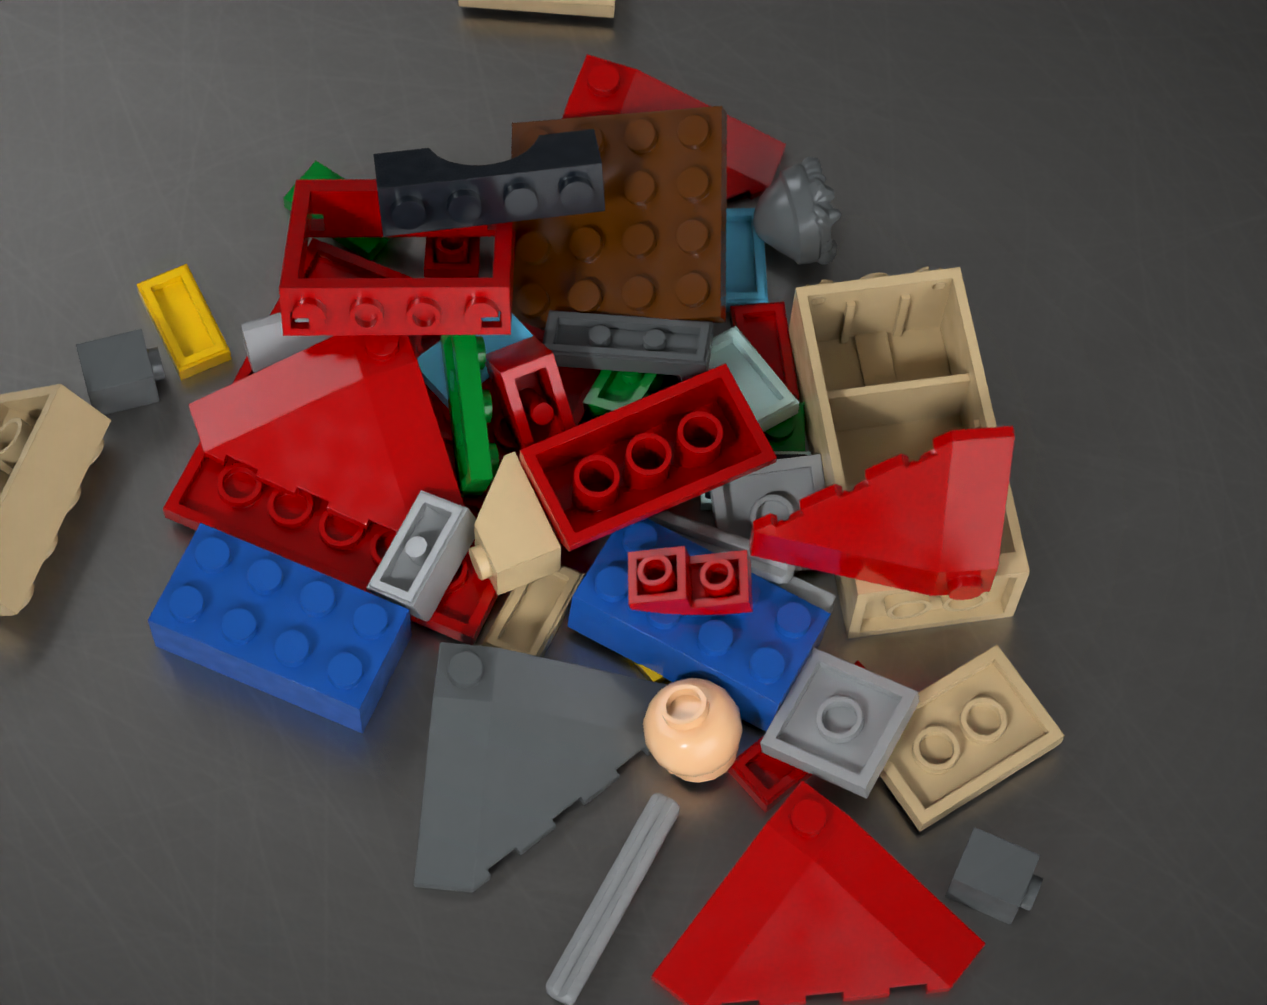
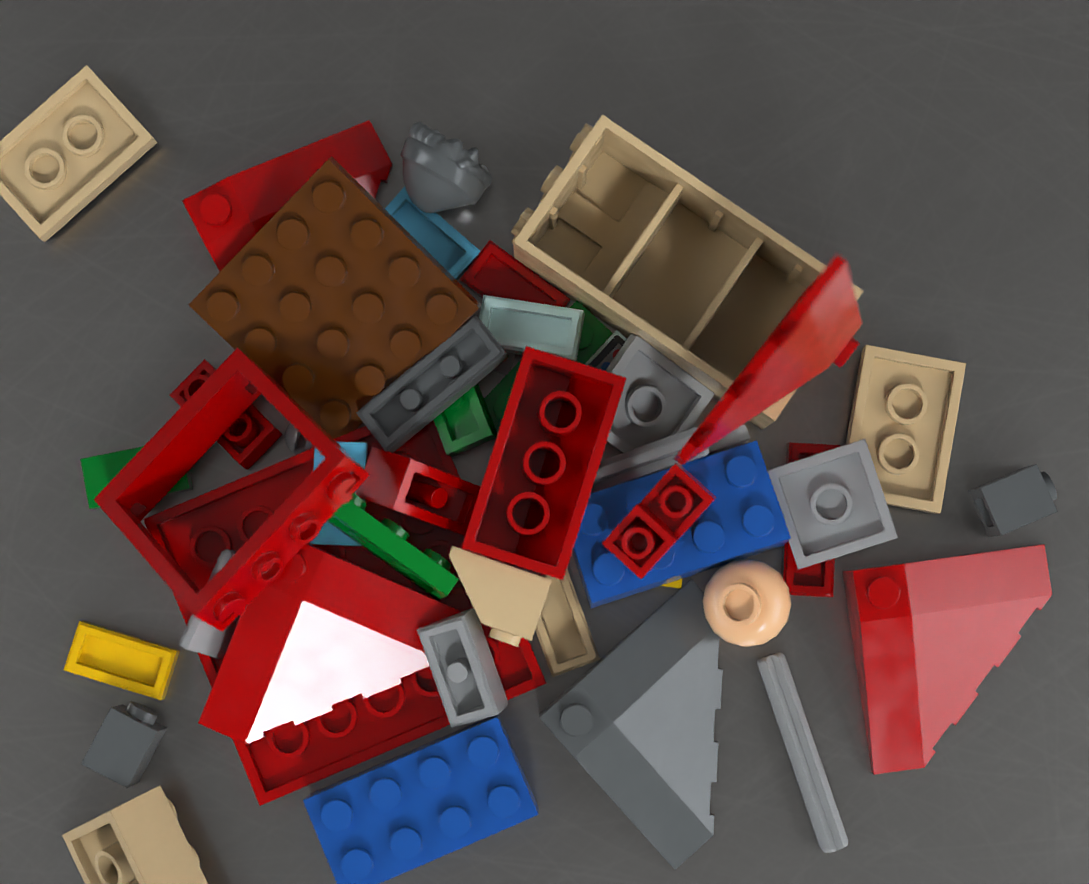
camera: 45 degrees left, 20 degrees up
(432, 194) = (206, 433): black arch -> none

